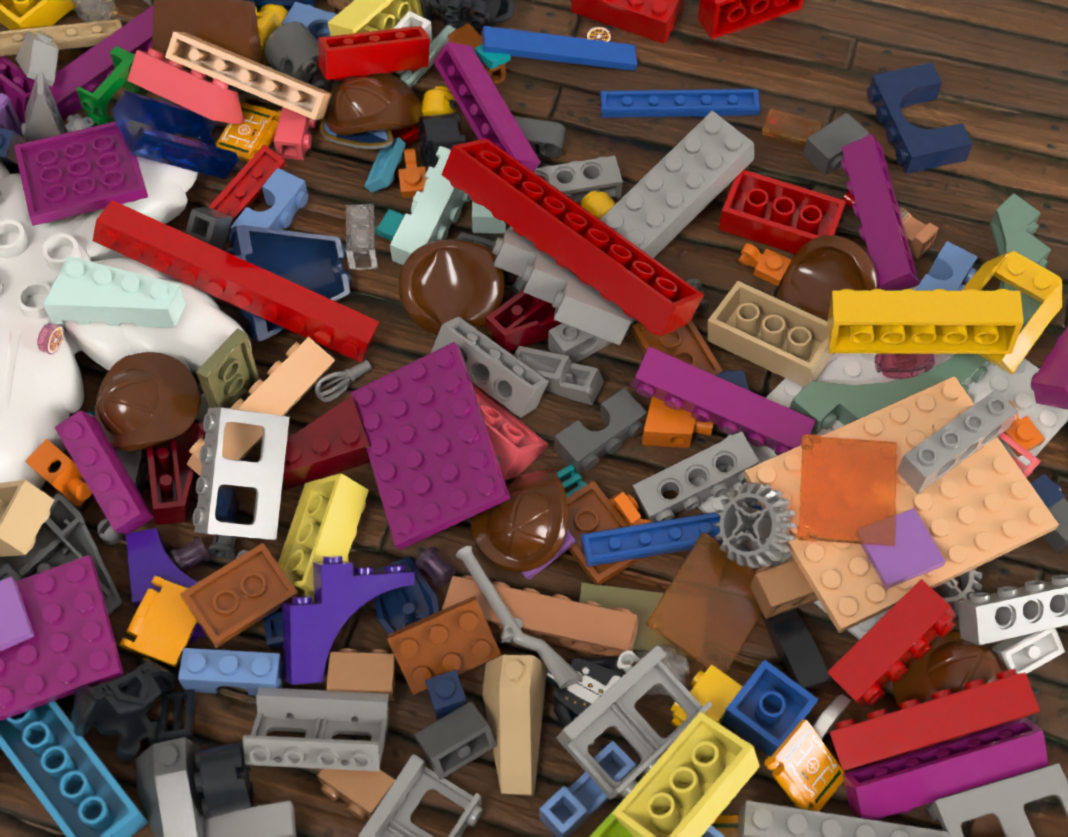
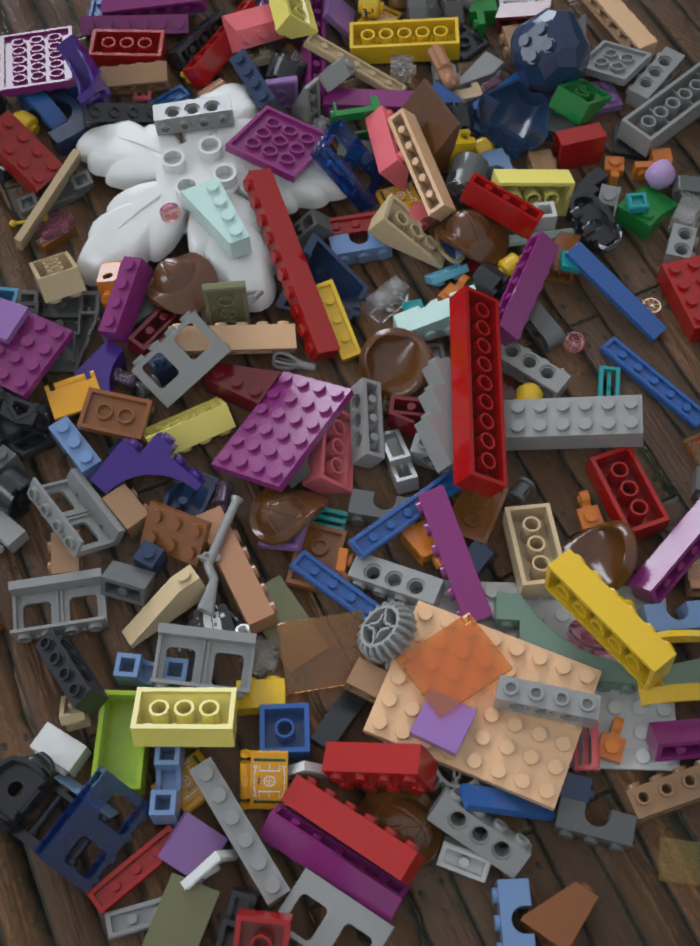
camera: 50 degrees right, 0 degrees up
(305, 160) = (400, 231): none -> tan wedge
(345, 295) = (339, 321): none -> yellow plate
(574, 126) = (574, 342): none -> clear pink tile
(632, 417) = (397, 520): none -> blue tile
(644, 142) = (609, 369): none -> teal tile
(1009, 569) = (500, 802): none -> blue tile

